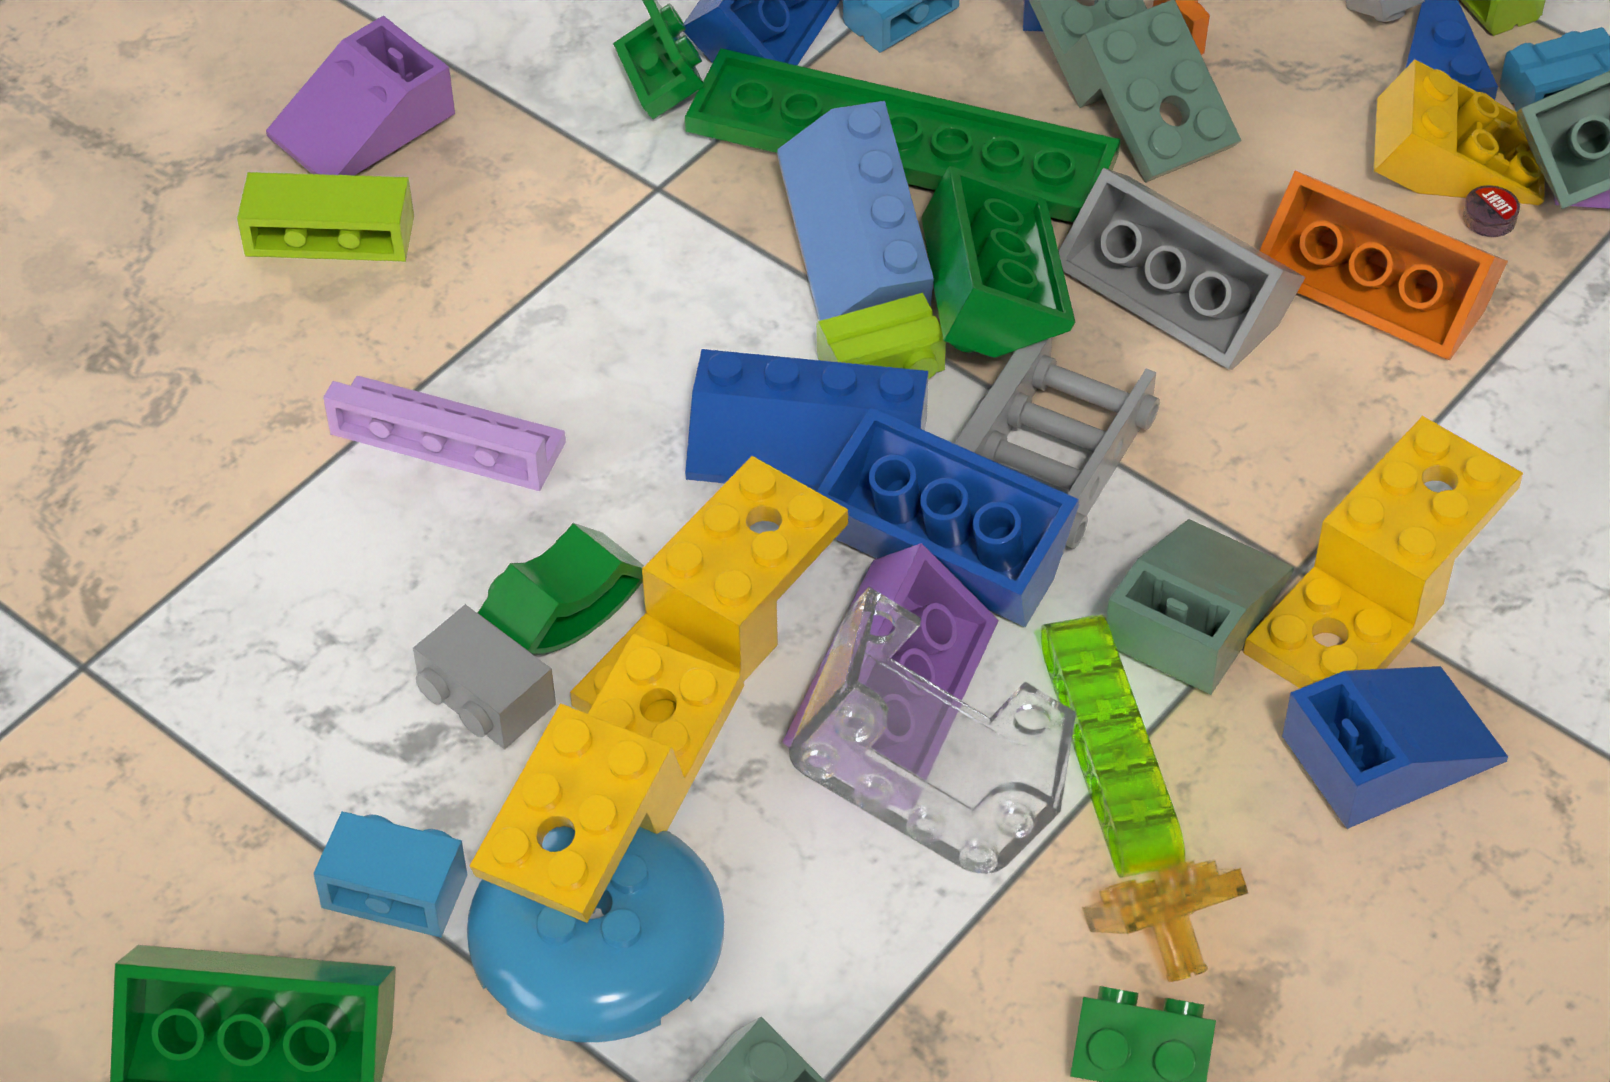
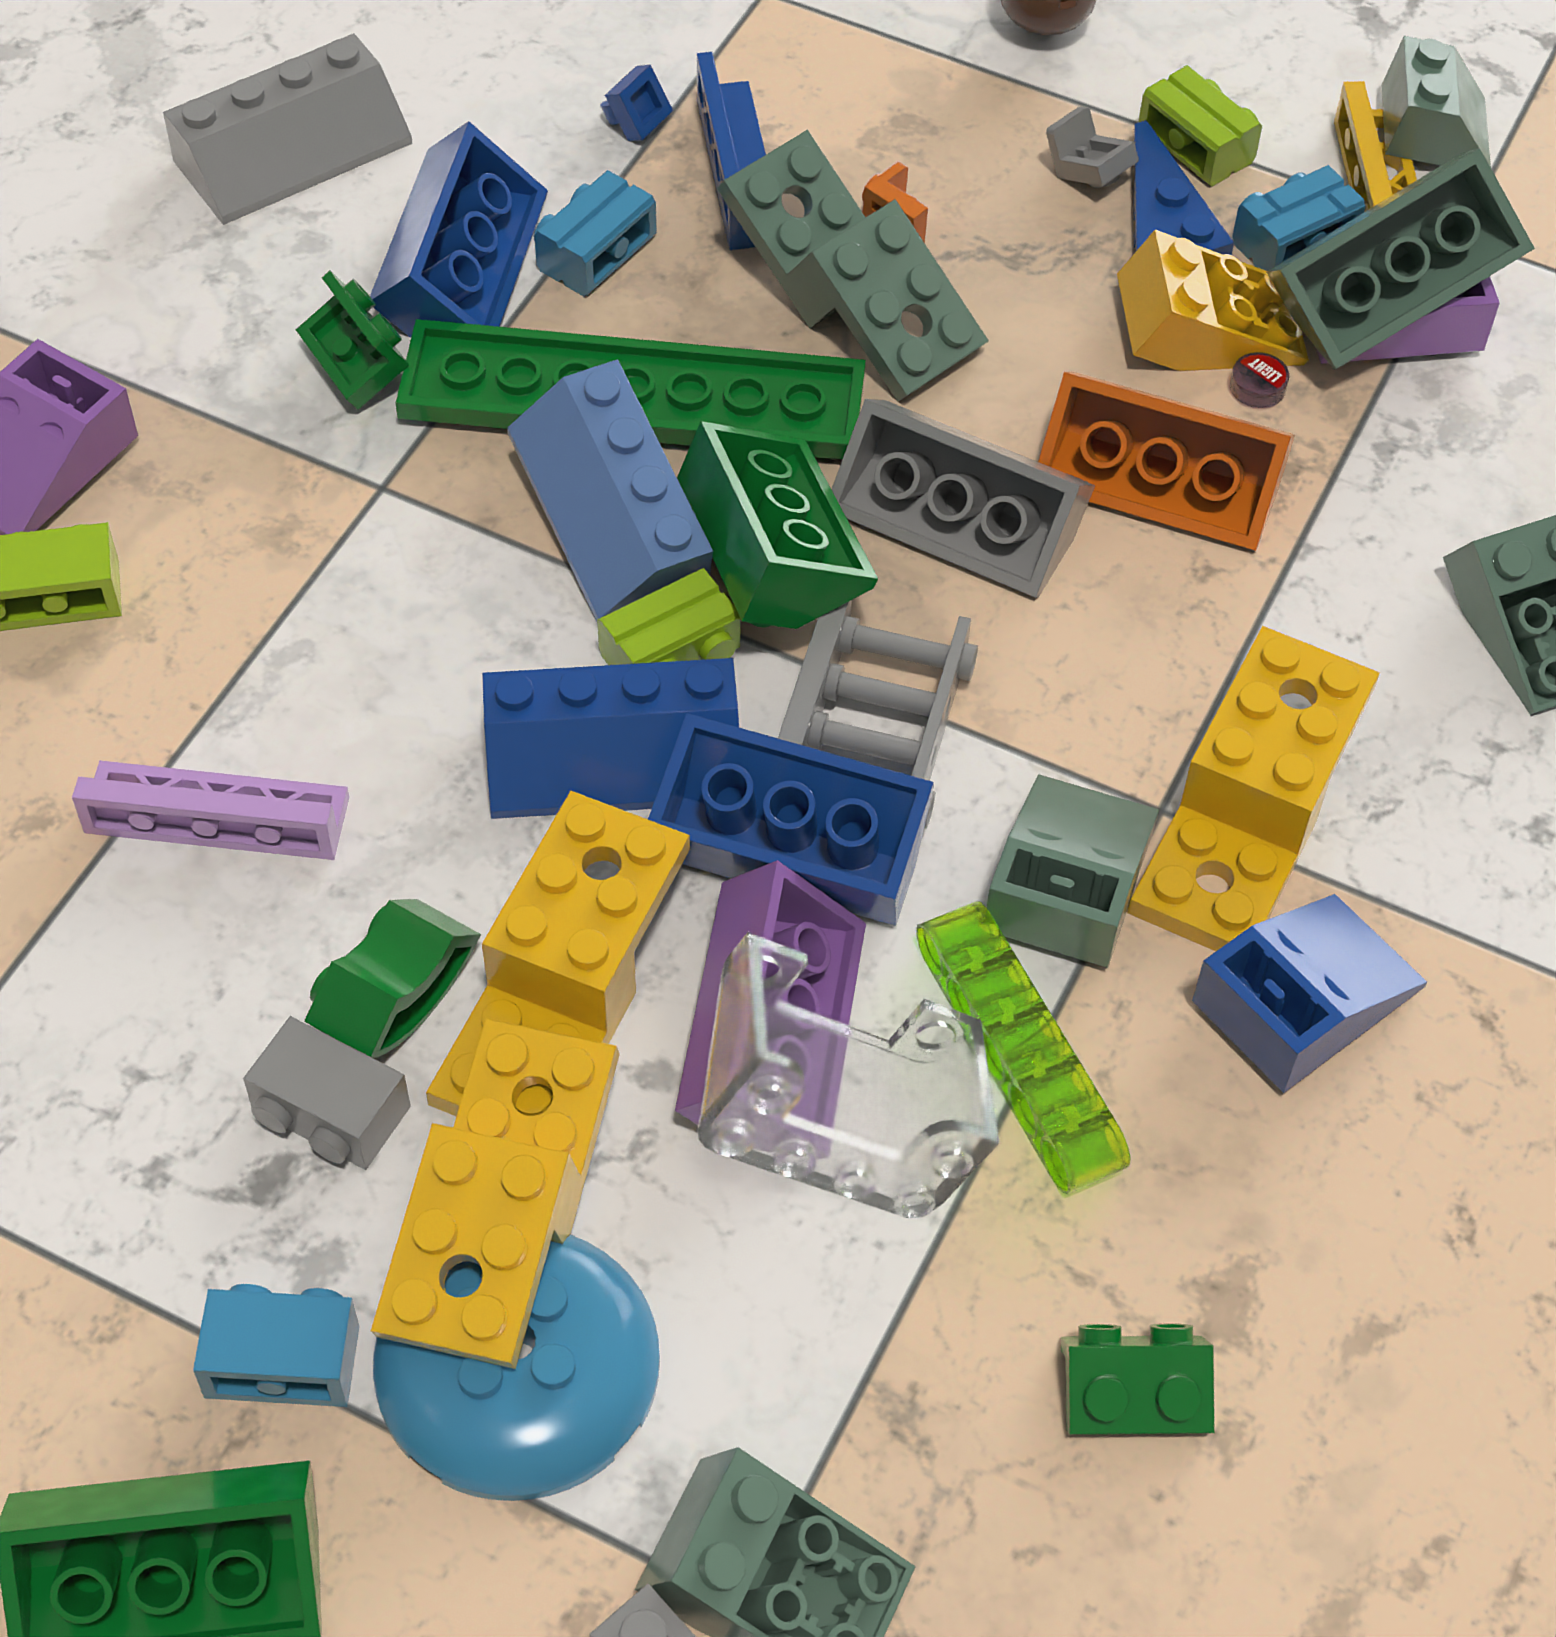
camera: 15 degrees left, 5 degrees up
(1166, 909) = (1128, 1225): clear yellow plate -> none

